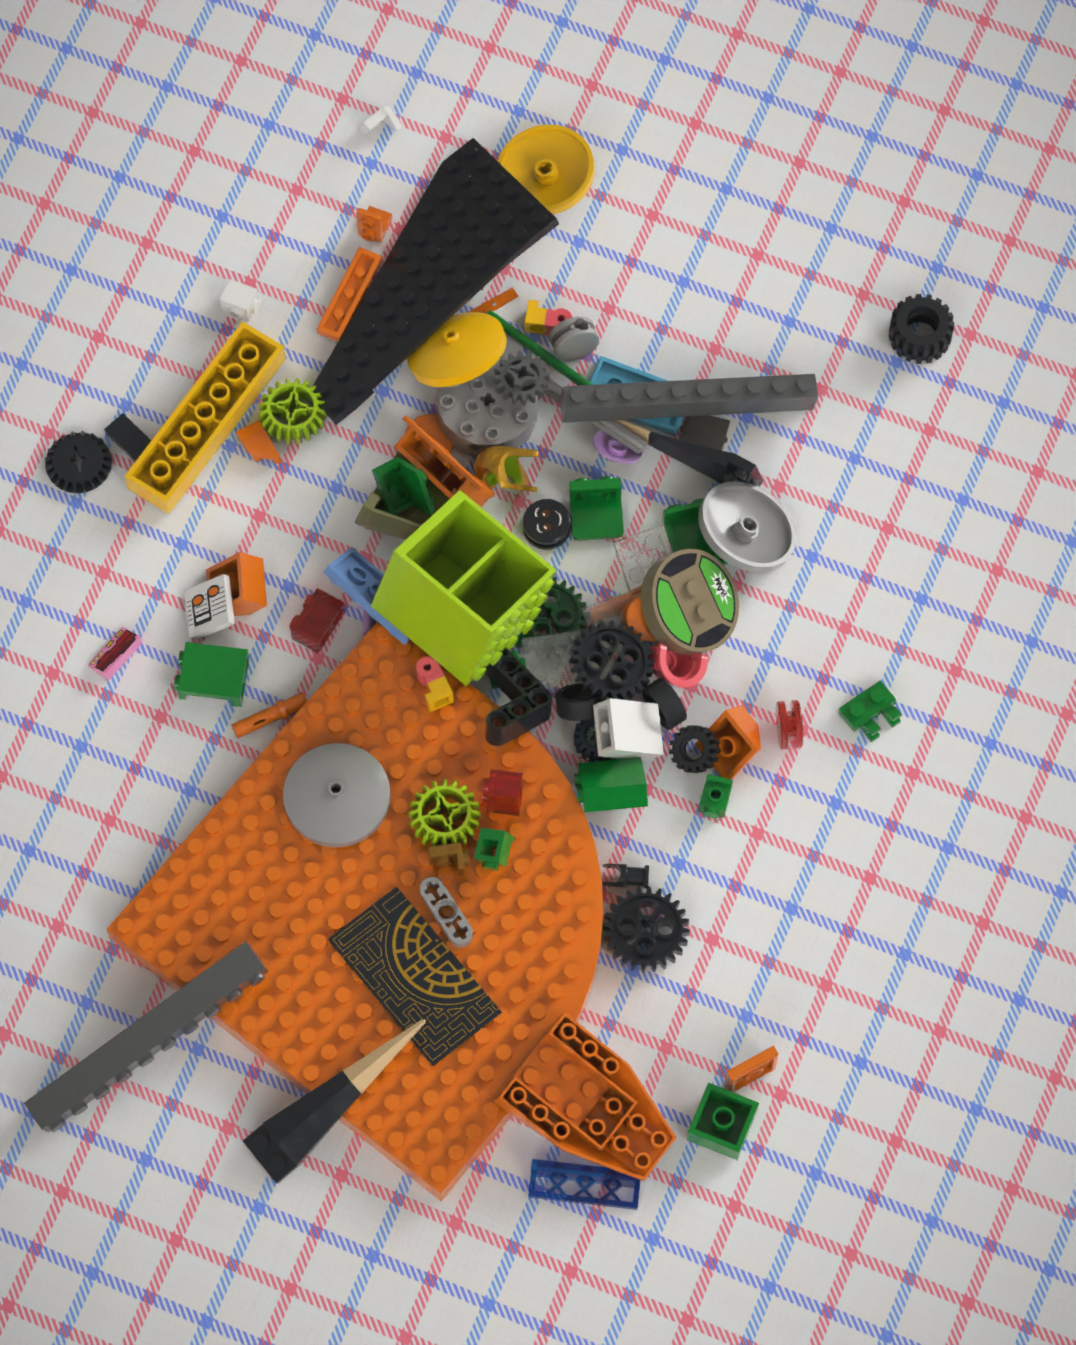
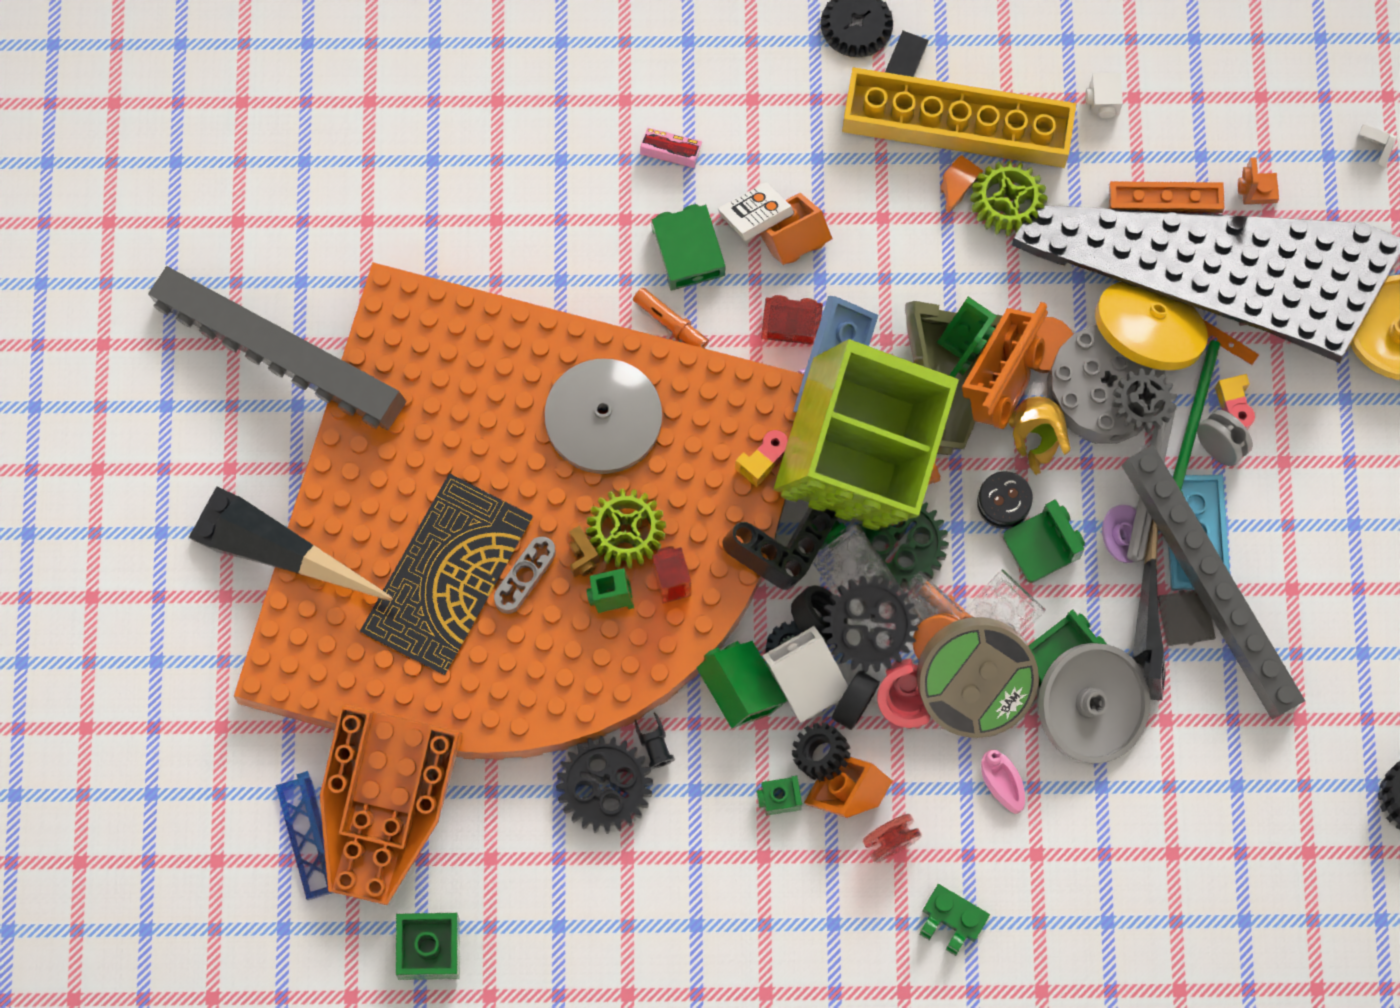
camera: 65 degrees right, 5 degrees up
(751, 1069) = (493, 952): orange tile -> none
(776, 624) = (1003, 780): none -> bright pink arm

